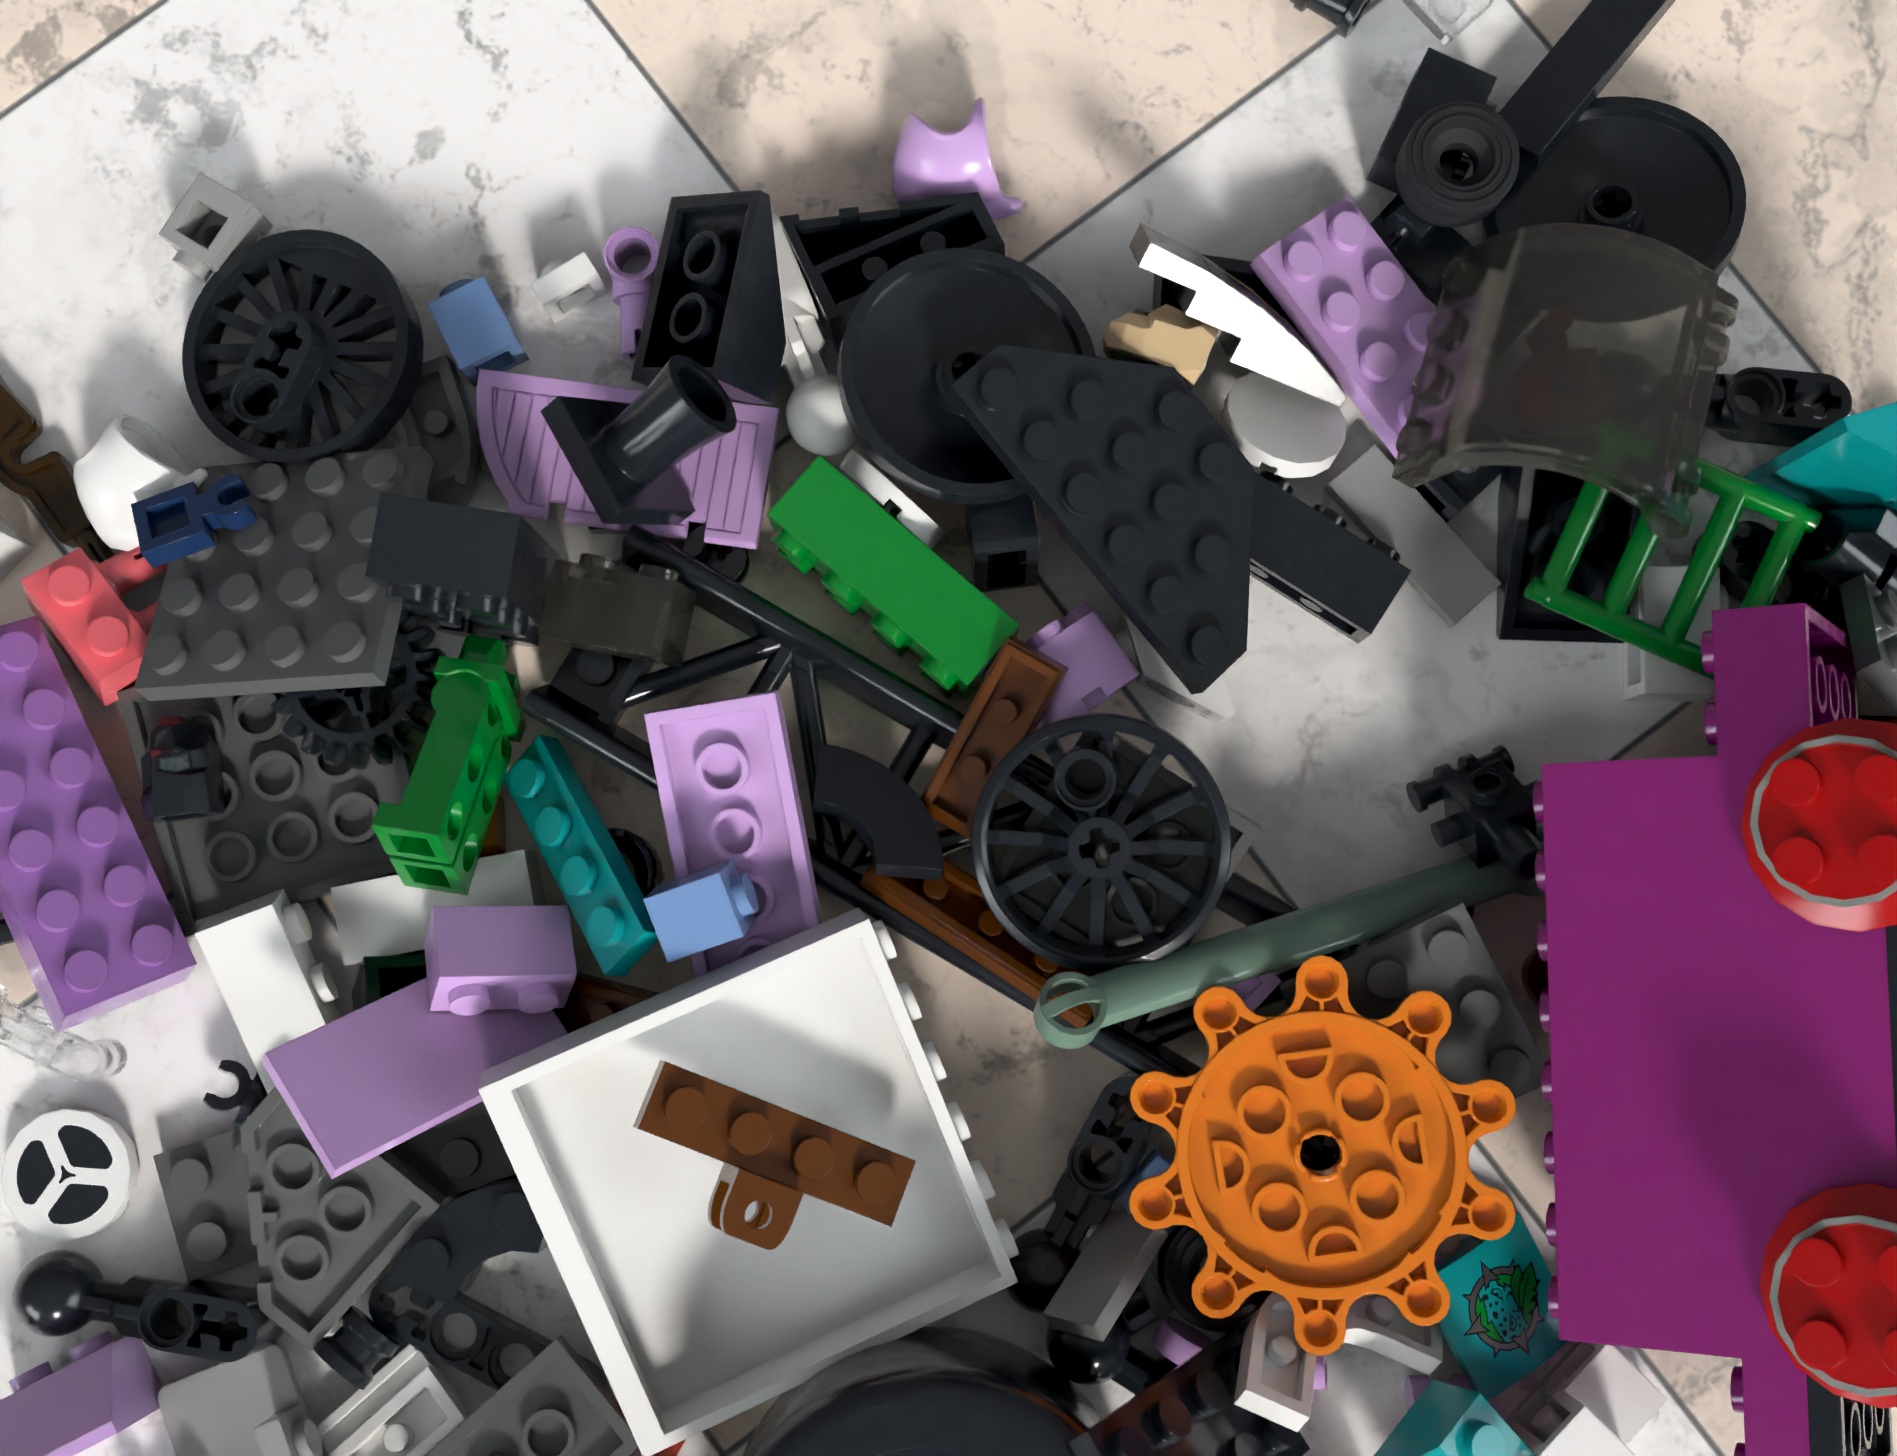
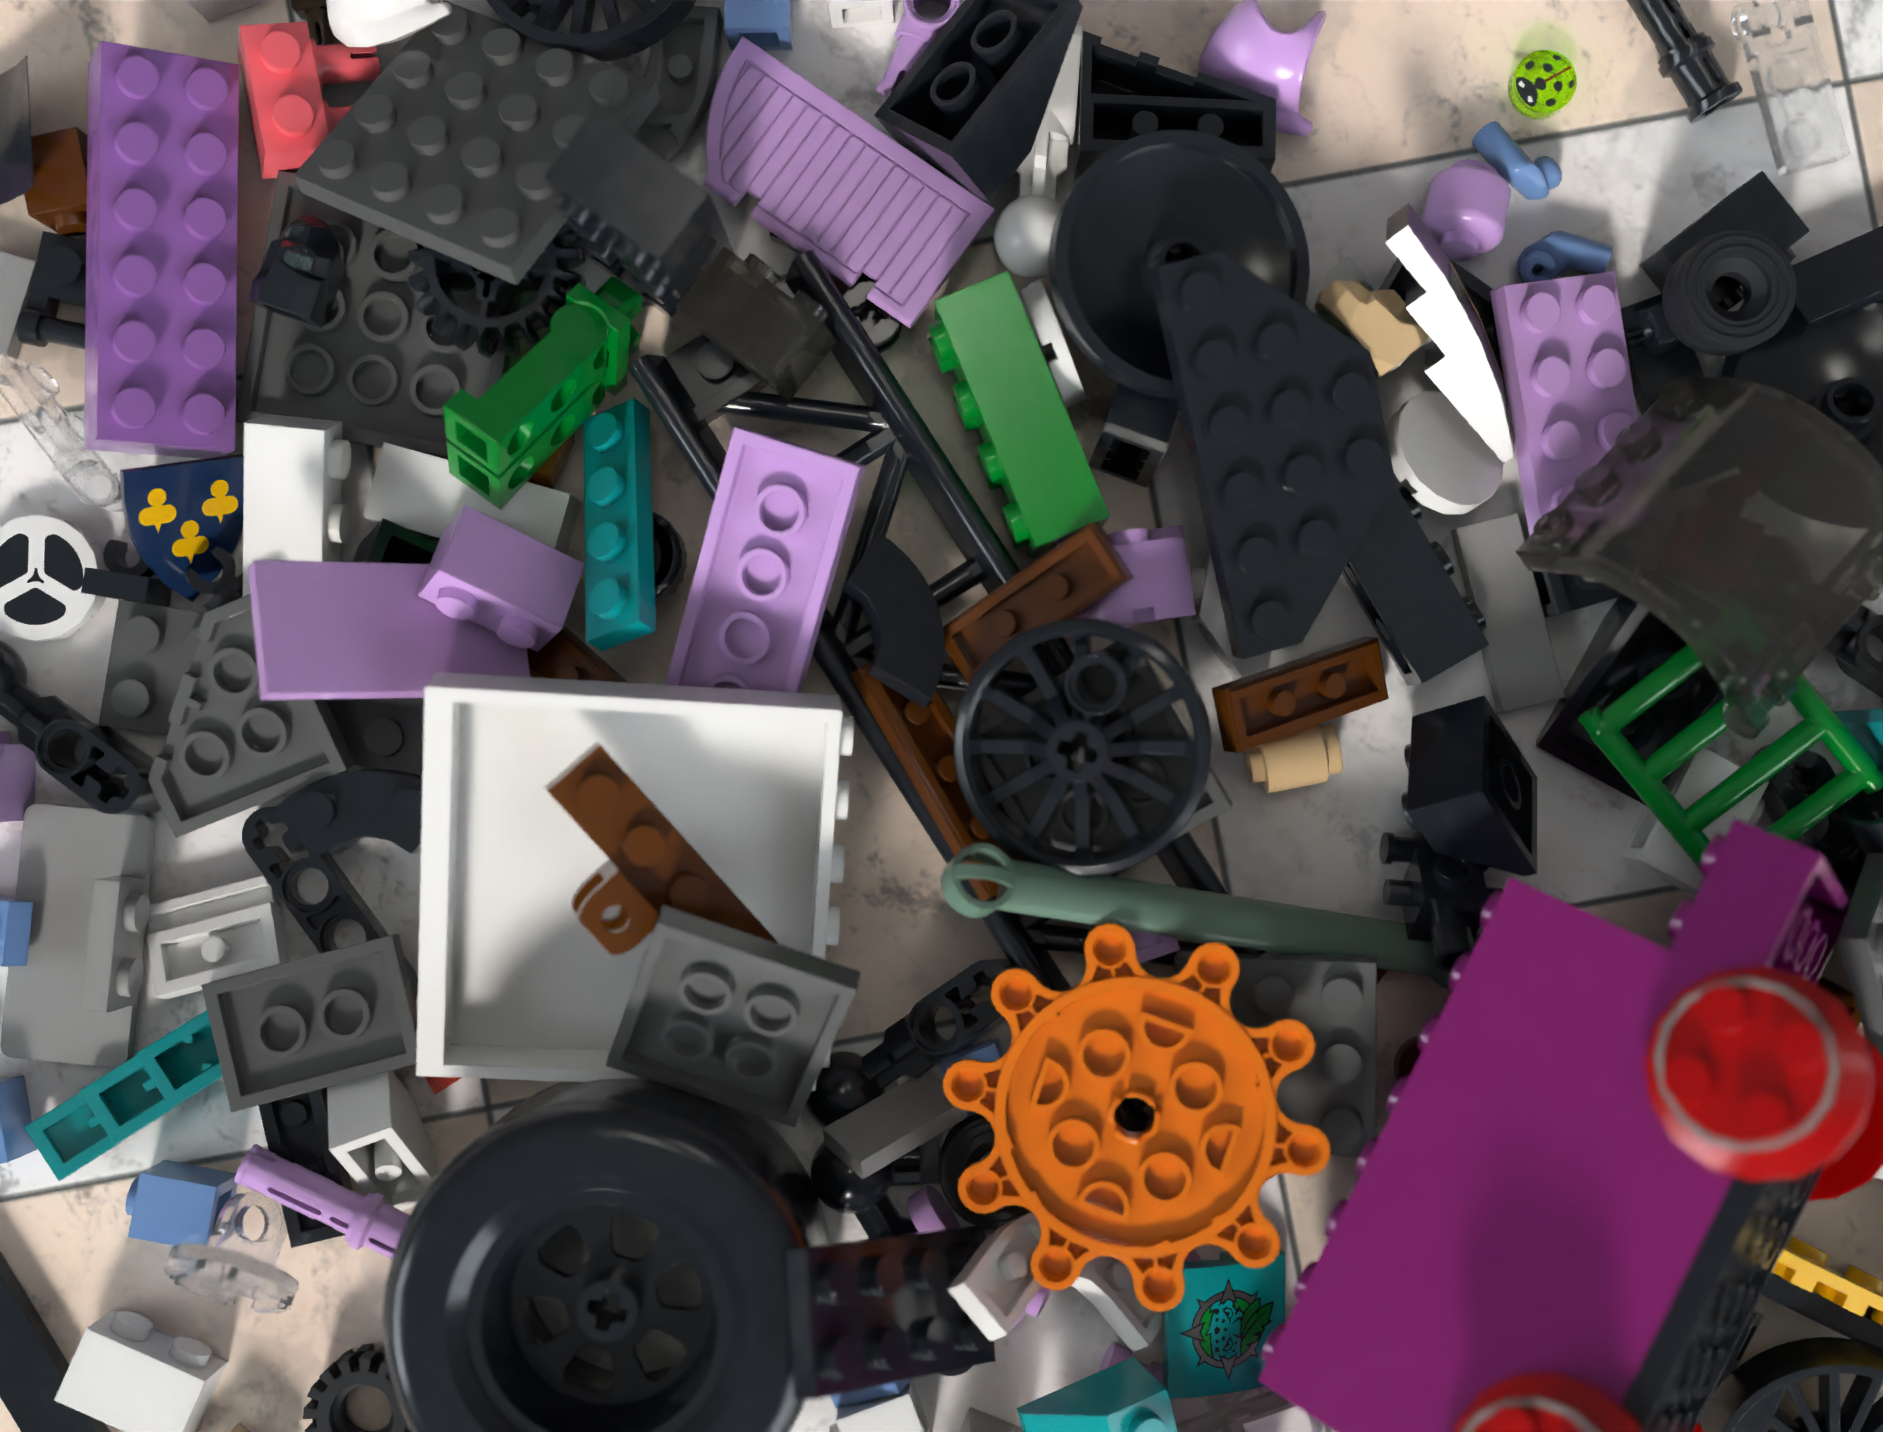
camera: 25 degrees right, 5 degrees up
(152, 1136) = (125, 582): none -> black tile
(176, 1045) = (183, 514): none -> dark blue shield
(184, 518) = (410, 42): dark blue plate -> none
(356, 1347) = (216, 855): black wheel -> none
(629, 449) = (839, 179): black plant -> none
(702, 910) = (699, 627): medium blue brick -> none
(908, 1252) = (731, 1017): none -> dark grey plate
(1192, 204) = (1467, 209): none -> lavender head
(1200, 68) = (1542, 84): none -> clear neon green tile
(1212, 147) = (1527, 177): none -> medium blue arm
(1268, 698) = (1299, 694): none -> reddish brown tile
(1290, 756) = (1295, 759): none -> tan brick
(1292, 201) = (1558, 253): none -> medium blue arm
(1463, 705) = (1471, 788): none -> black slope

